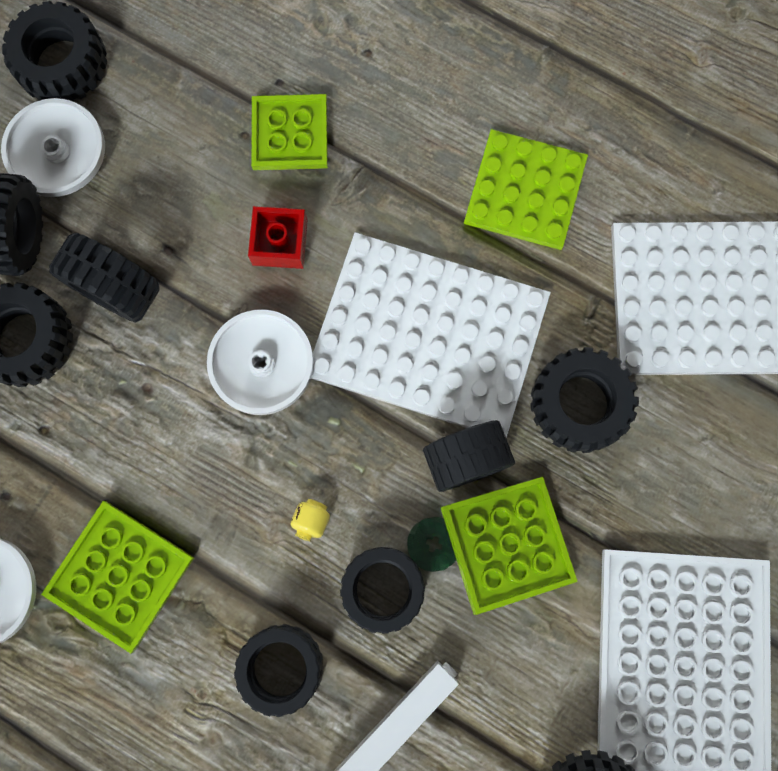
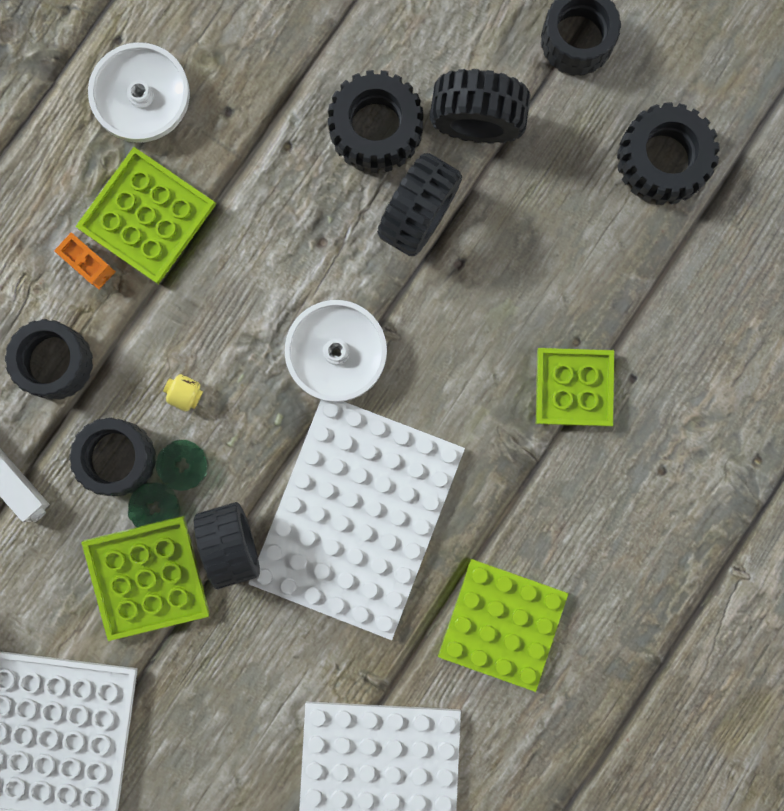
camera: 90 degrees right, 5 degrees up
(54, 146) = (571, 132): white dish -> none
(168, 638) = (84, 261): none -> orange hinge
(278, 237) = (460, 372): red brick -> none
(375, 526) = (171, 475): none -> clear green plate
(612, 381) = (252, 688): black tyre -> none

